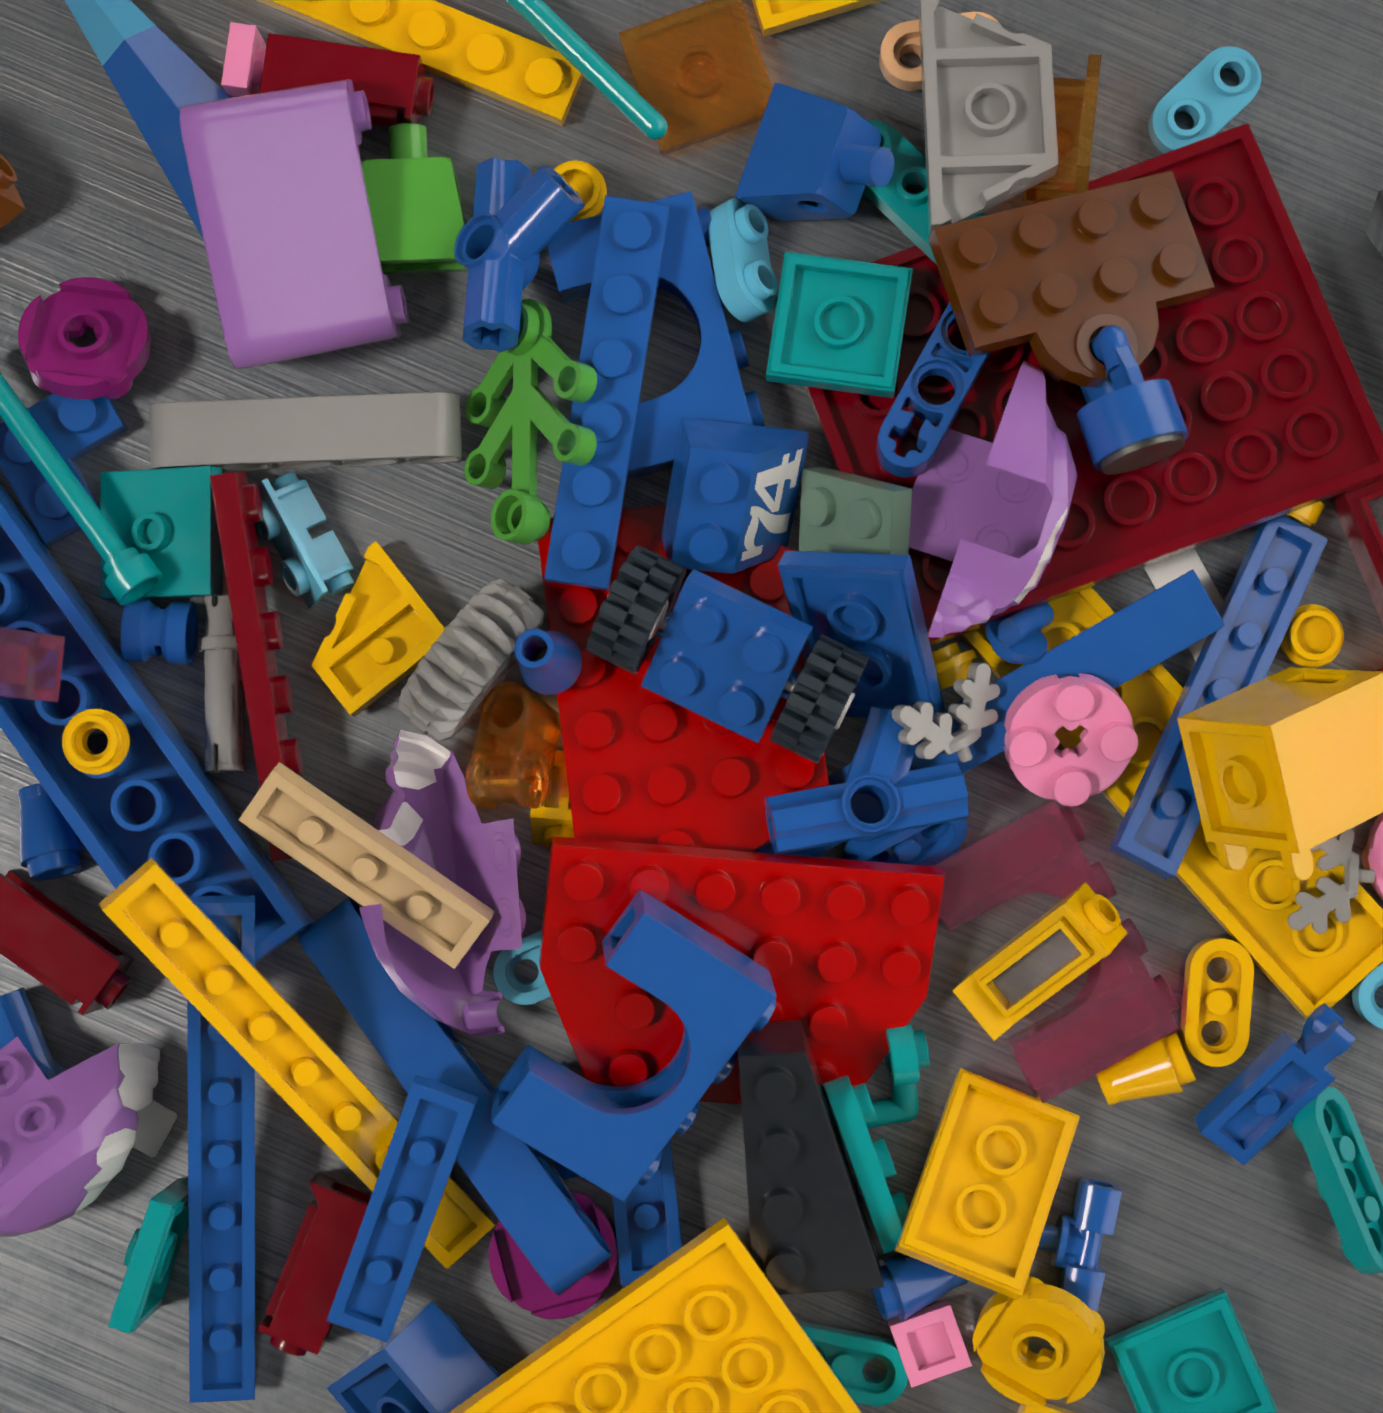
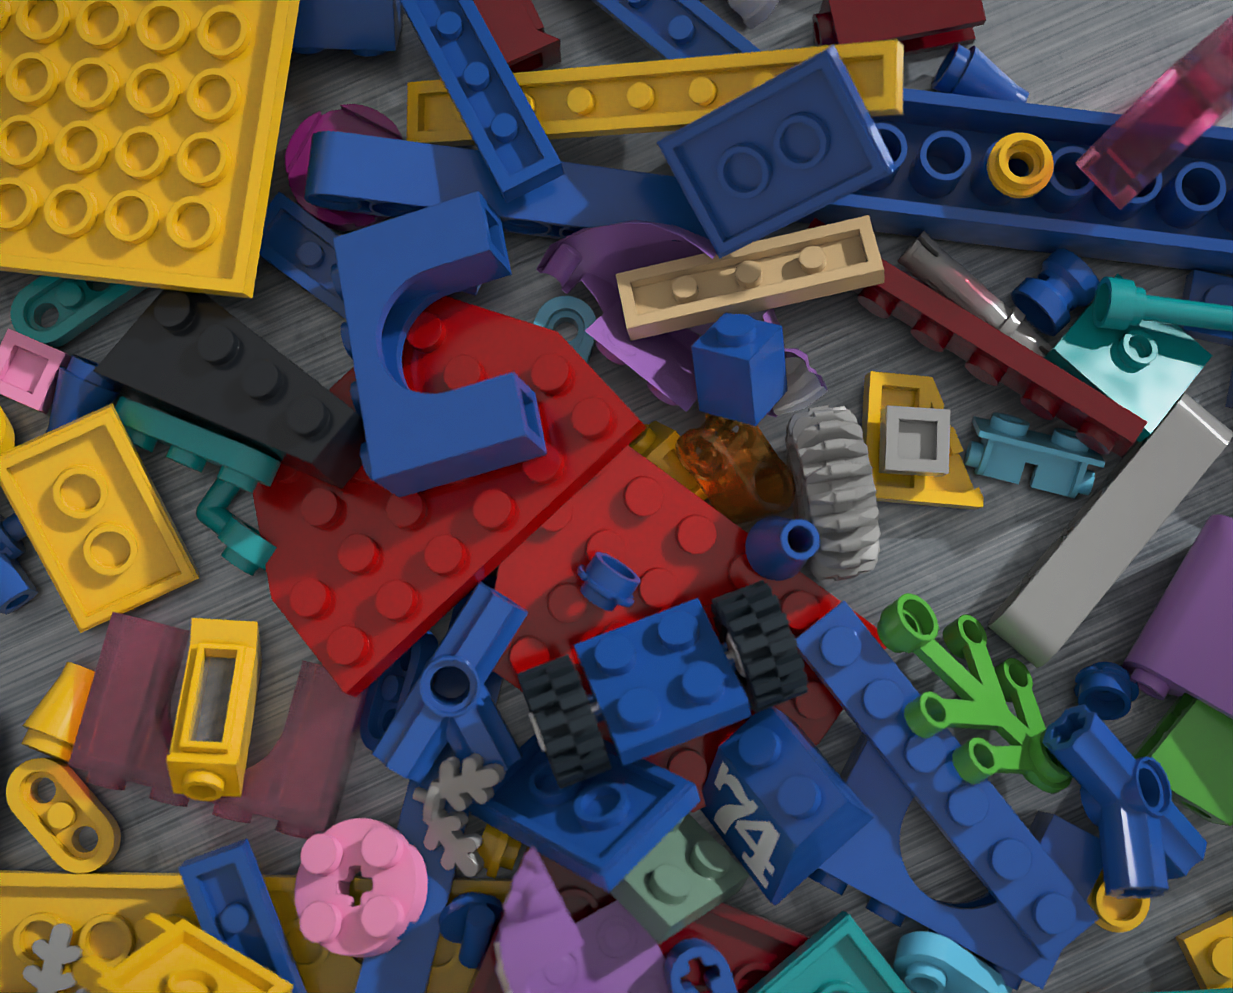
camera: 125 degrees right, 5 degrees down
(262, 925) = (777, 153): none -> blue tile
(375, 634) = (914, 441): none -> light grey plate
(431, 332) = (1106, 690): none -> blue plate
(443, 809) = (740, 368): none -> blue brick
(689, 760) = (608, 582): none -> blue plate

